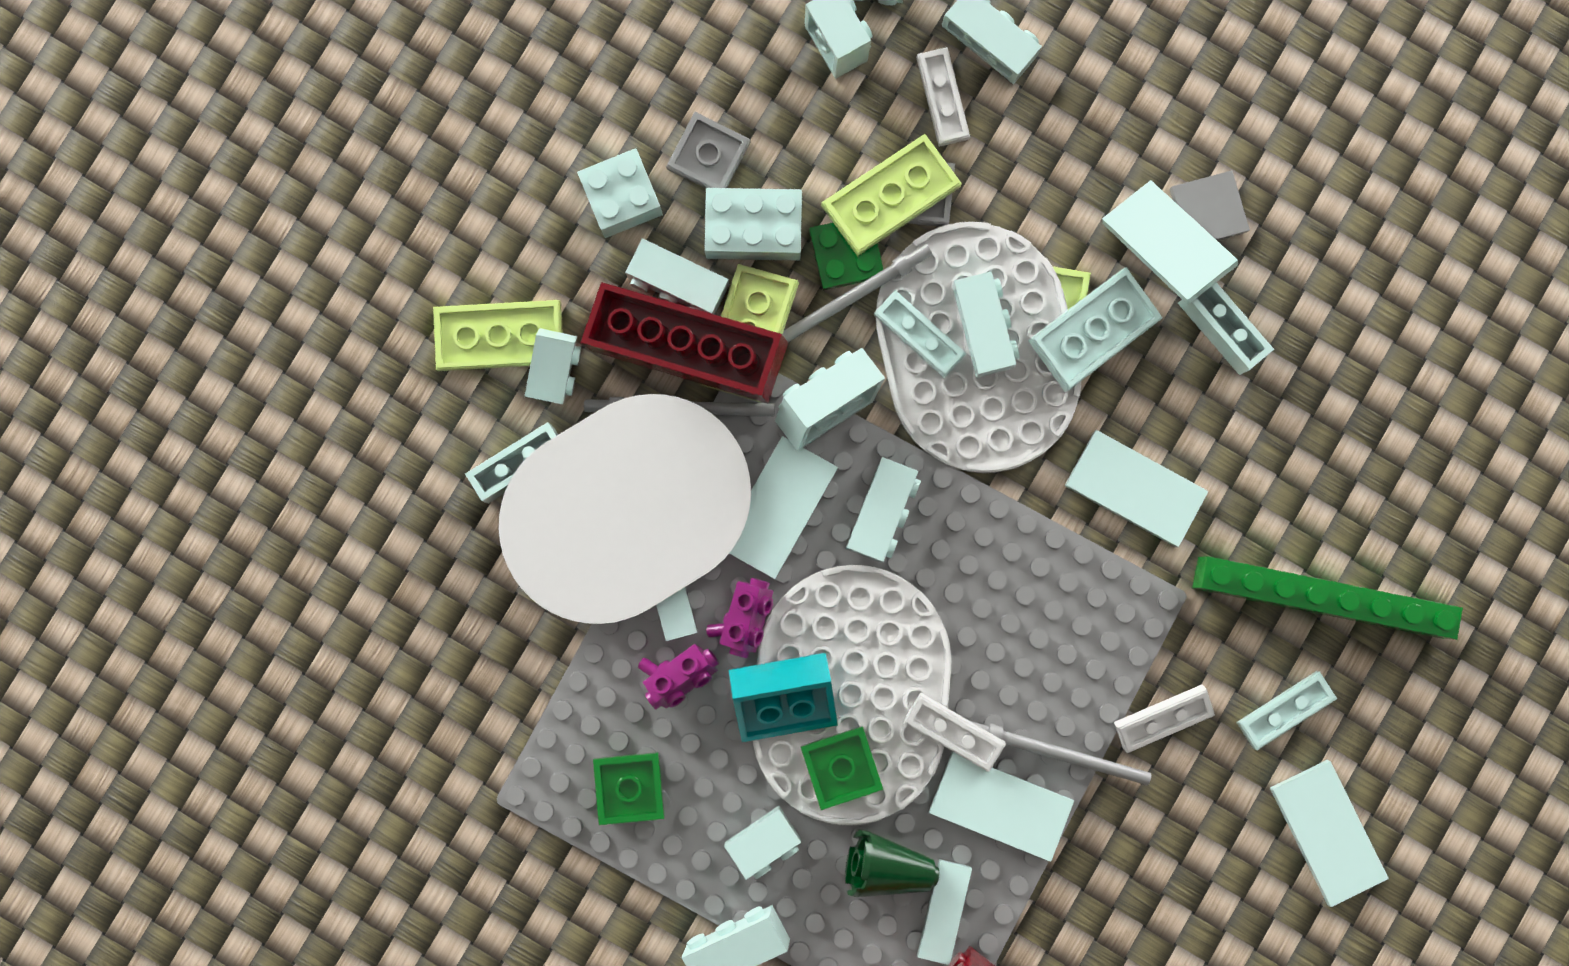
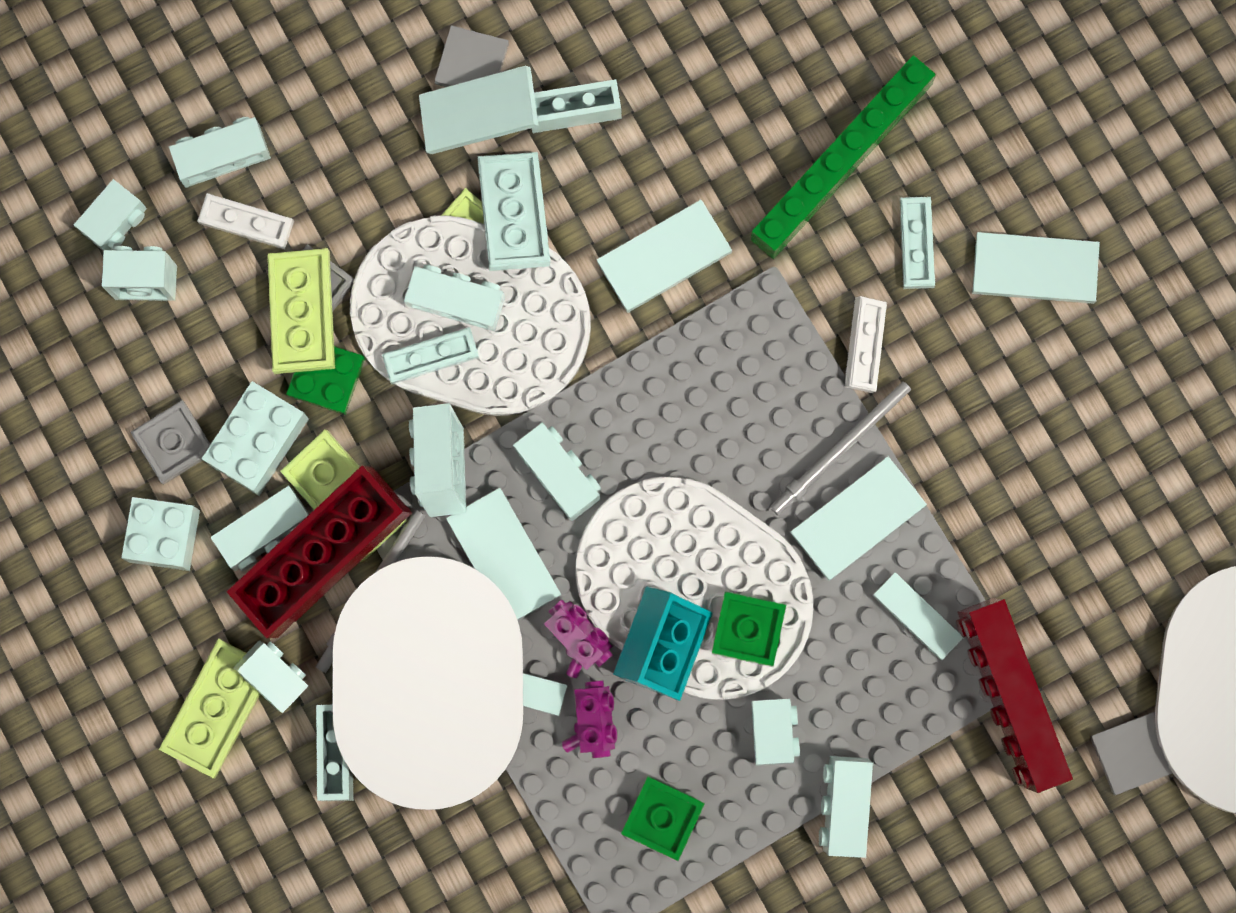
camera: 50 degrees left, 5 degrees down
(887, 868) = (853, 640): dark green cone -> none
(900, 266) = (365, 338): light grey bar -> none
(954, 732) = (774, 519): white tile -> none

